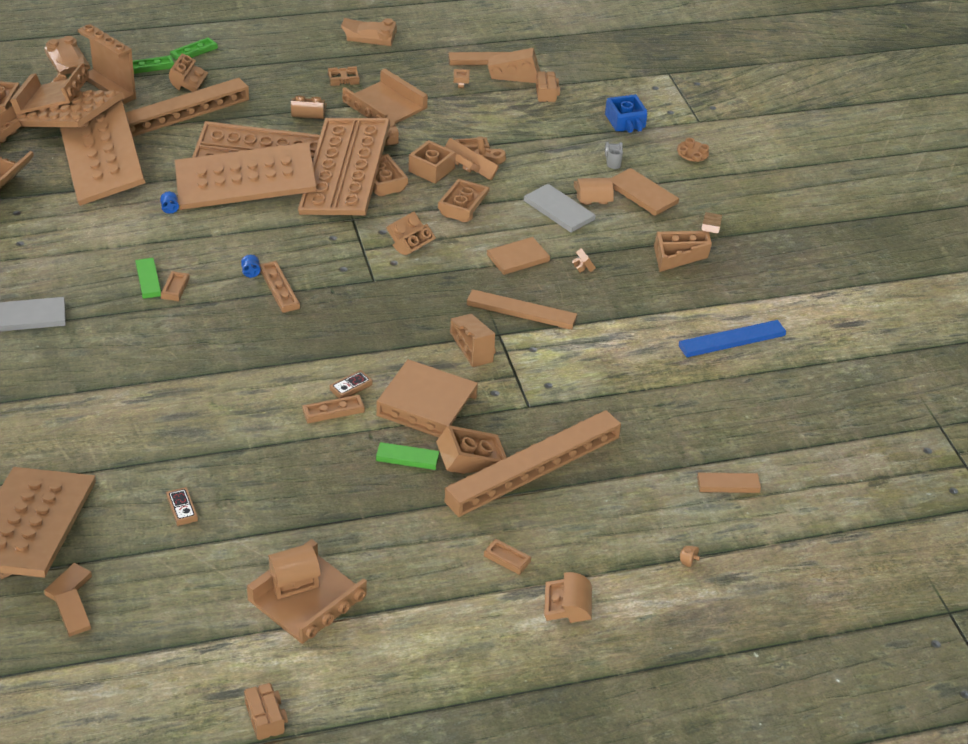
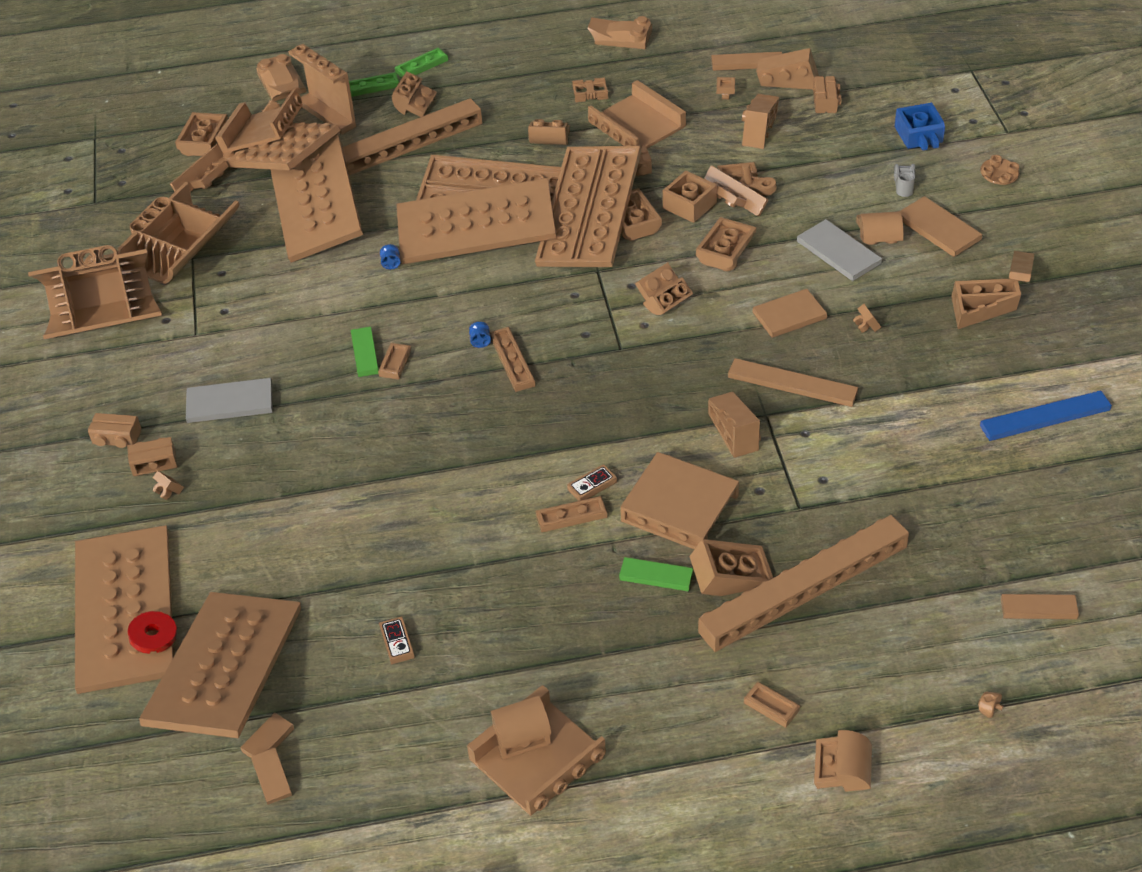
camera: 10 degrees right, 5 degrees up
(490, 102) = (758, 118): none -> medium nougat wedge

